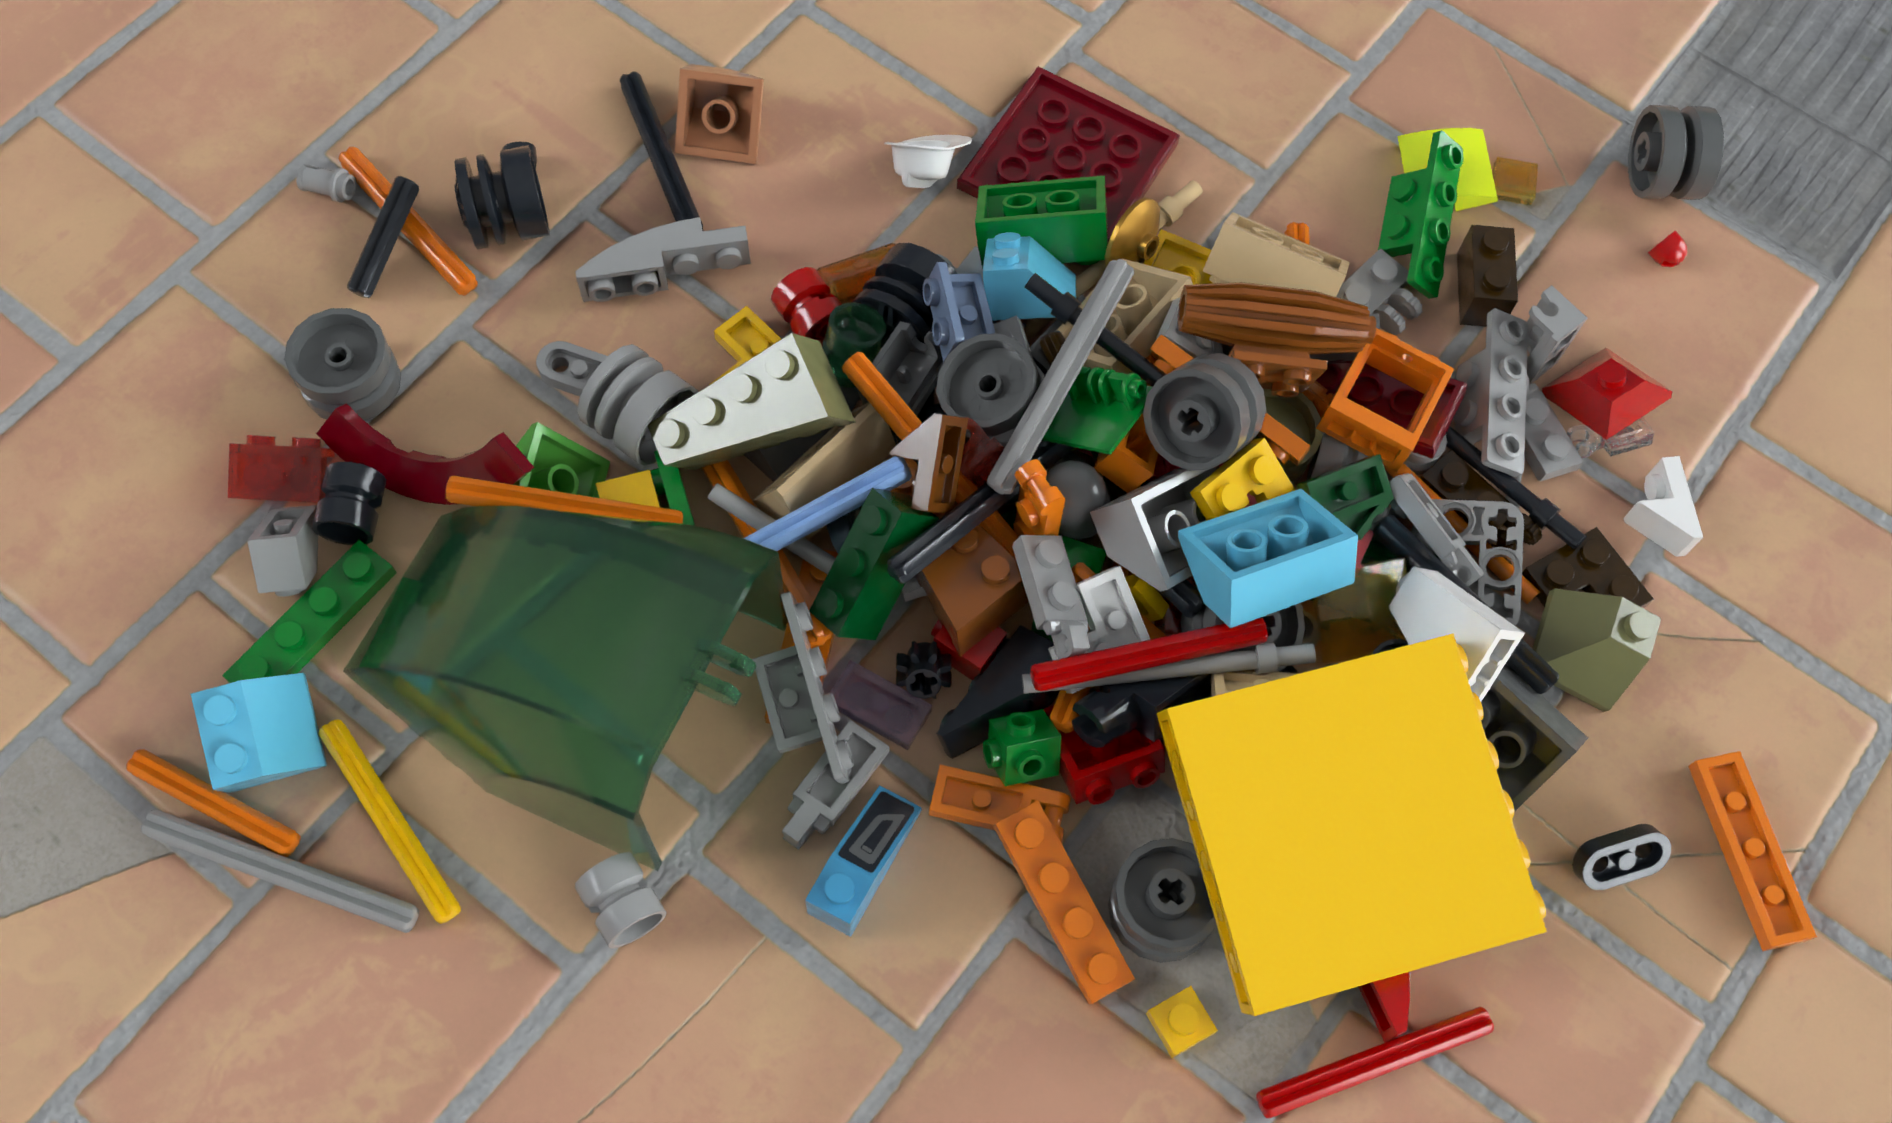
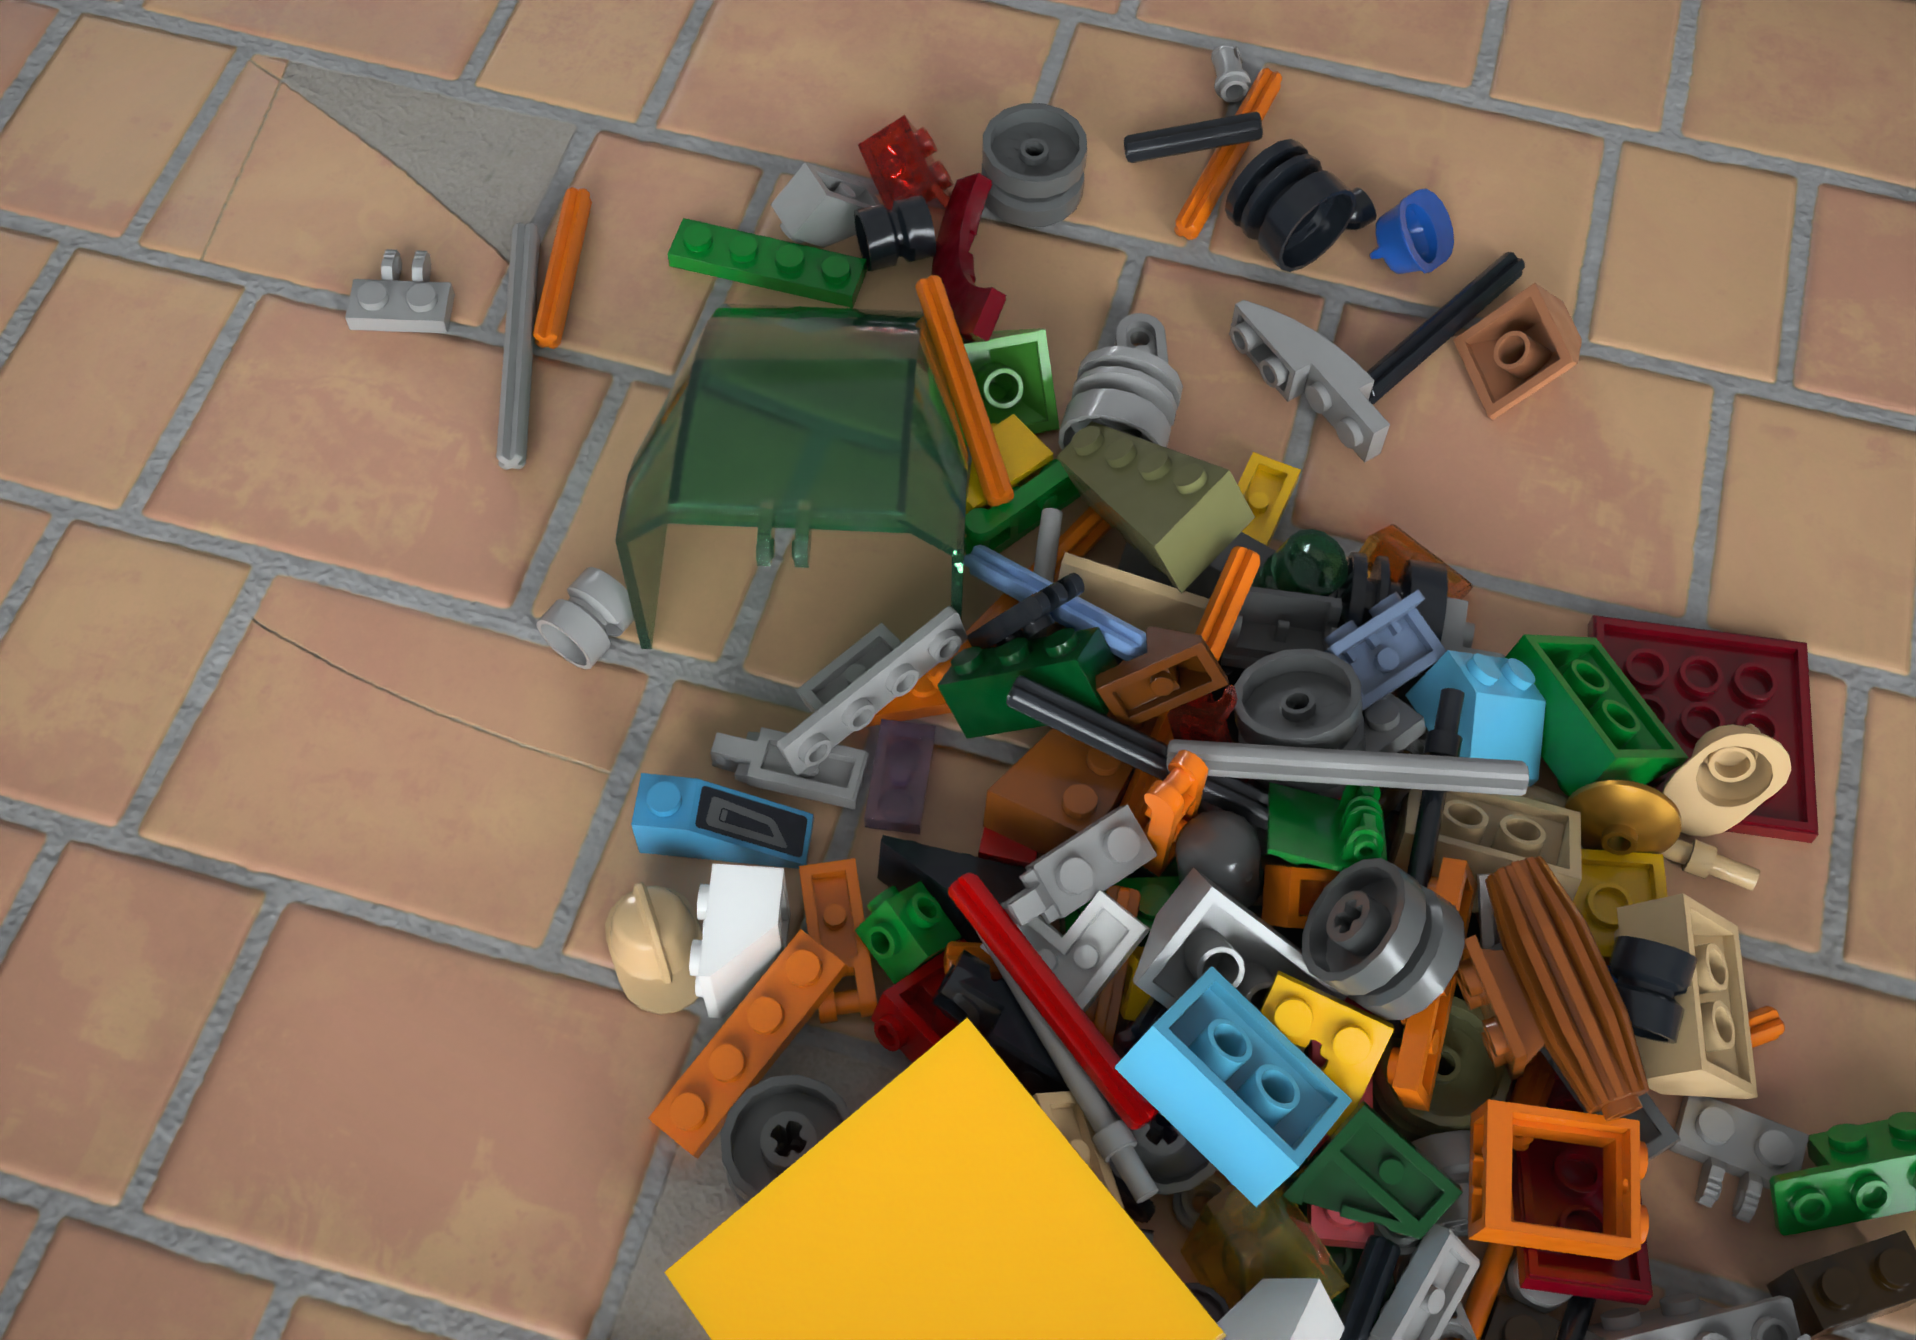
camera: 70 degrees right, 5 degrees down
(169, 969) = (401, 304): none -> light grey hinge
(258, 731) = (636, 262): medium azure slope -> none
(390, 821) = (598, 405): yellow axle -> none
(571, 132) = (1415, 234): none -> blue piece
(805, 302) = (1340, 512): red wheel -> none
(817, 541) = (1028, 615): none -> black hinge
(923, 670) = (955, 801): black gear -> none
(925, 158) = (1595, 569): white piece -> none
(943, 950) = (651, 947): none -> tan piece
(980, 872) = (743, 932): none -> white slope
(1126, 158) = (1727, 778): none -> tan piece
(1181, 1021) = (664, 1227): yellow plate -> none
(1281, 268) = (1647, 982): none -> black wheel

